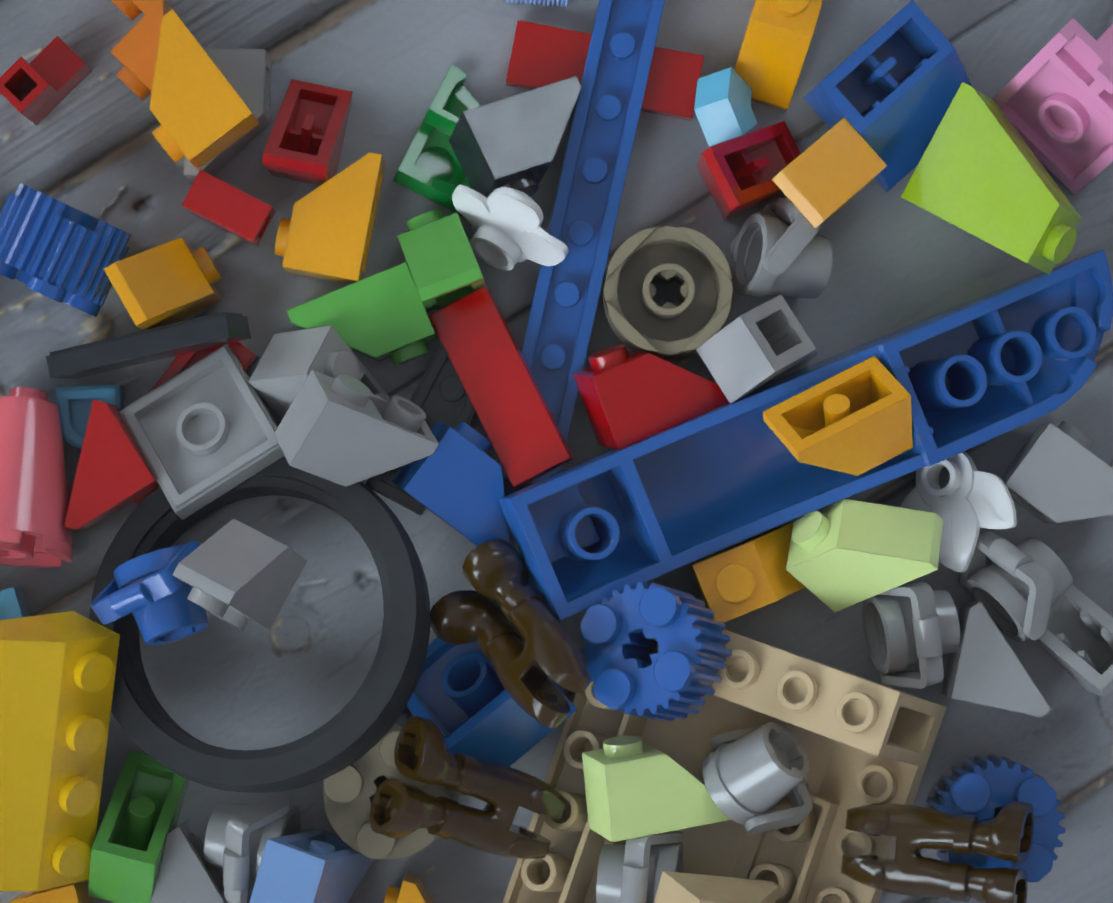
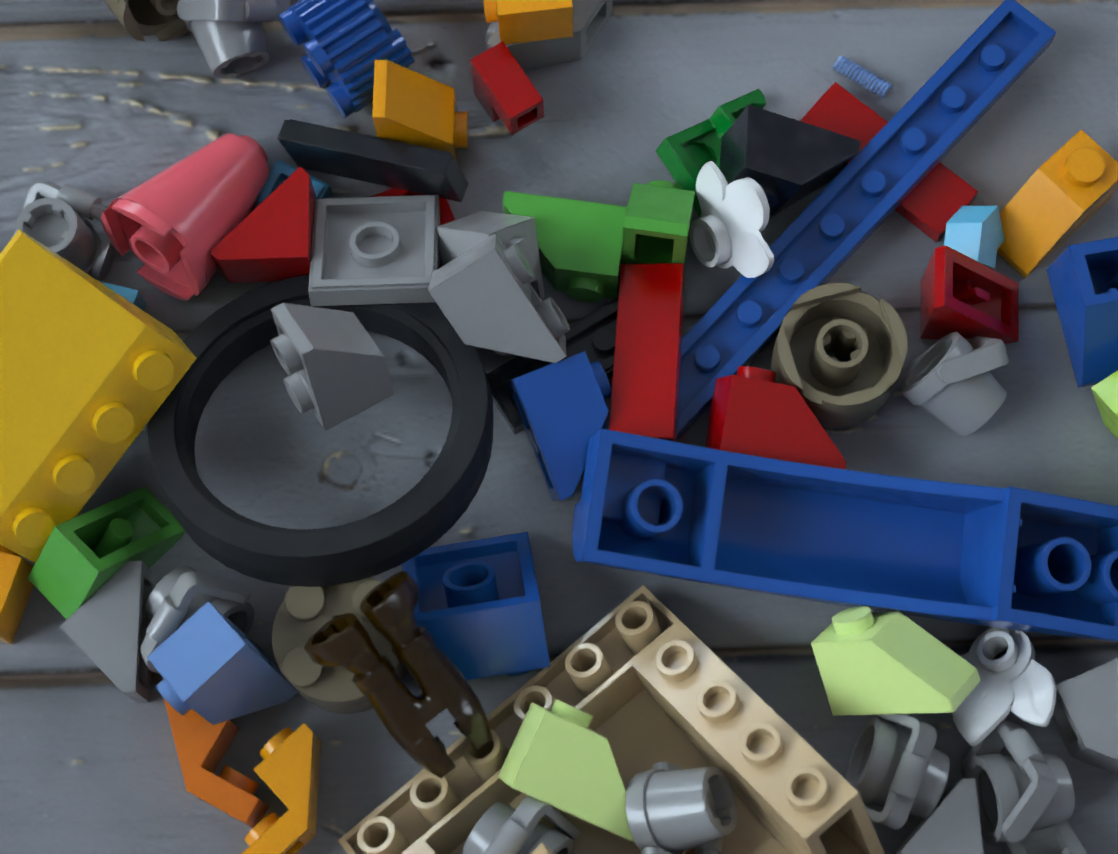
camera: 35 degrees right, 15 degrees down
(153, 597) = (245, 356): blue piece -> none
(308, 133) = (604, 79): red slope -> none
(334, 225) = (588, 151): light orange slope -> none
(523, 669) = (508, 531): dark brown piece -> none
(622, 646) = (649, 637): blue brick -> none
(746, 575) = (771, 637): light orange slope -> none
(756, 349) = (894, 434): light grey slope -> none
(829, 173) = (1041, 328): light orange slope -> none
(846, 420) = (943, 536): light orange slope -> none

